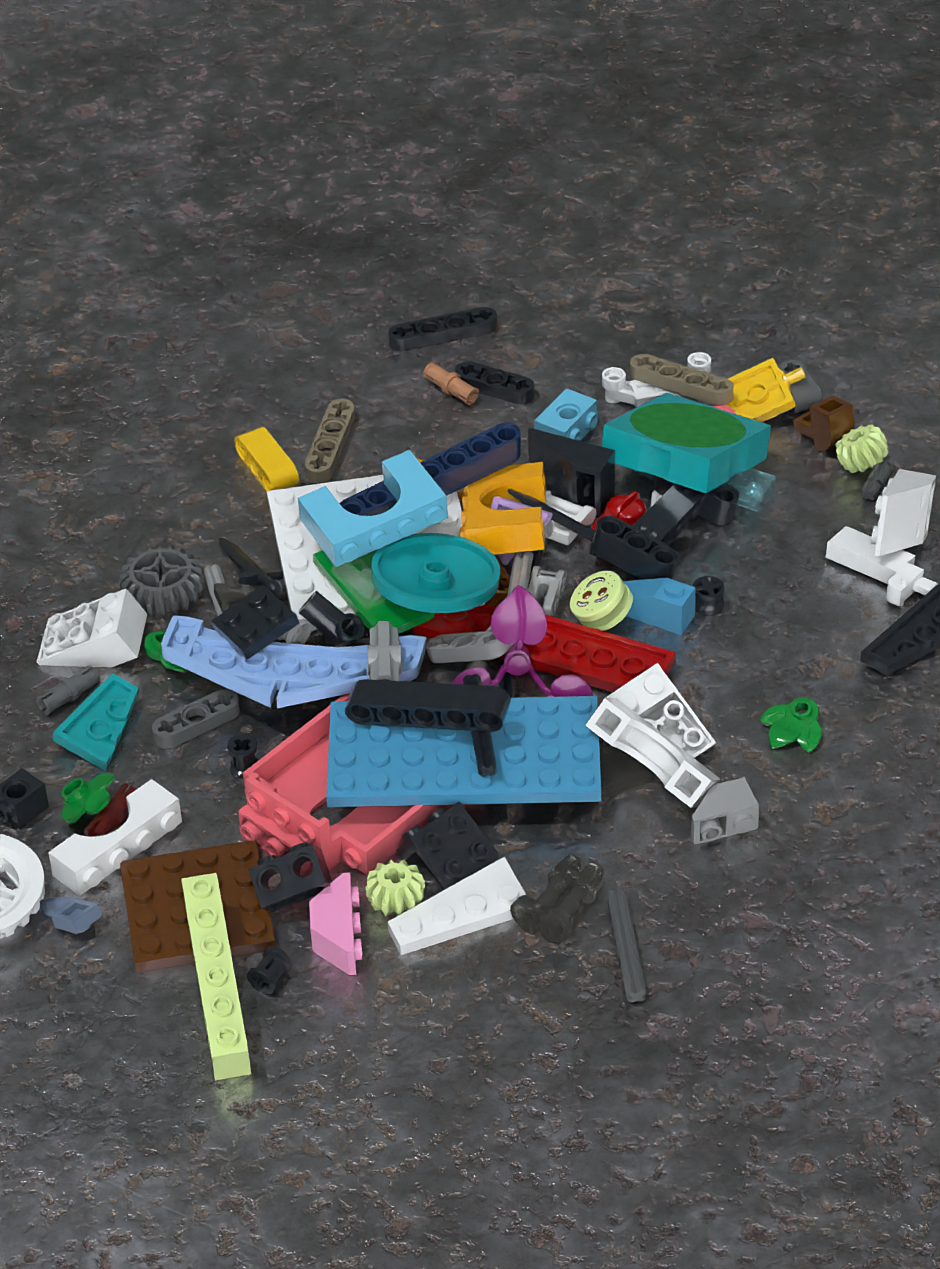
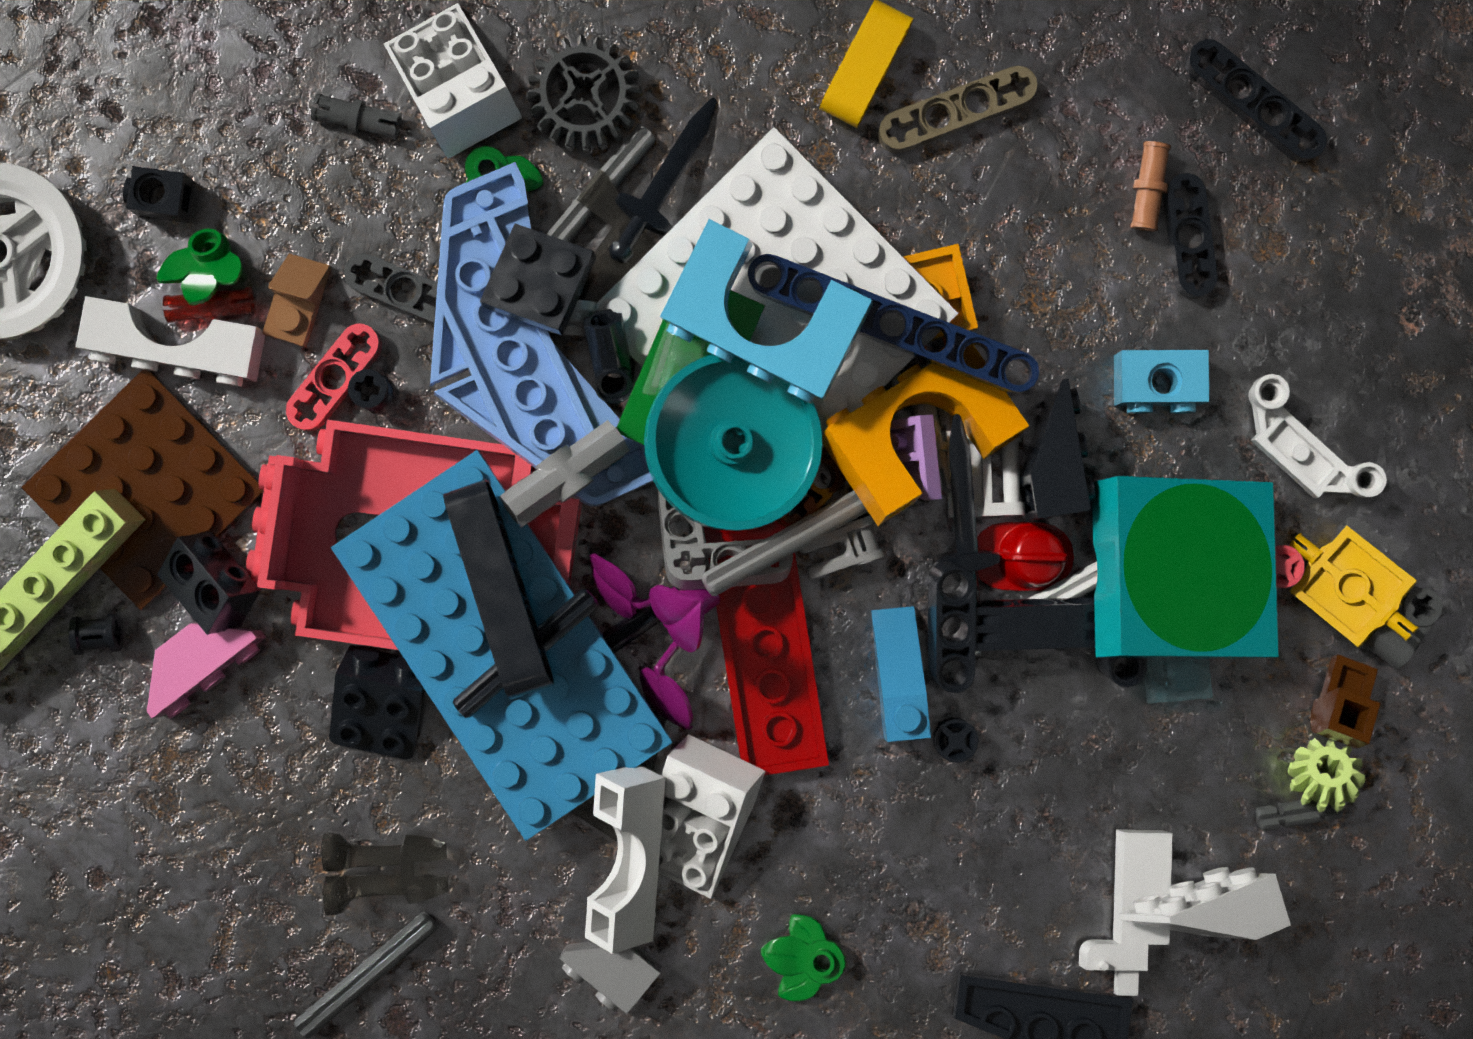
camera: 50 degrees right, 45 degrees up
(71, 913) = (43, 367): sand blue plate -> none
(99, 722) = (328, 190): teal wing -> none
(149, 765) = (296, 299): none -> medium nougat slope
(215, 787) = (315, 378): none -> coral beam
(395, 887) = (270, 687): yellowish green gear -> none
(458, 910) = (319, 775): white wing -> none
(601, 600) = (854, 632): yellowish green head -> none
(709, 387) = (1308, 479): dark tan beam -> none

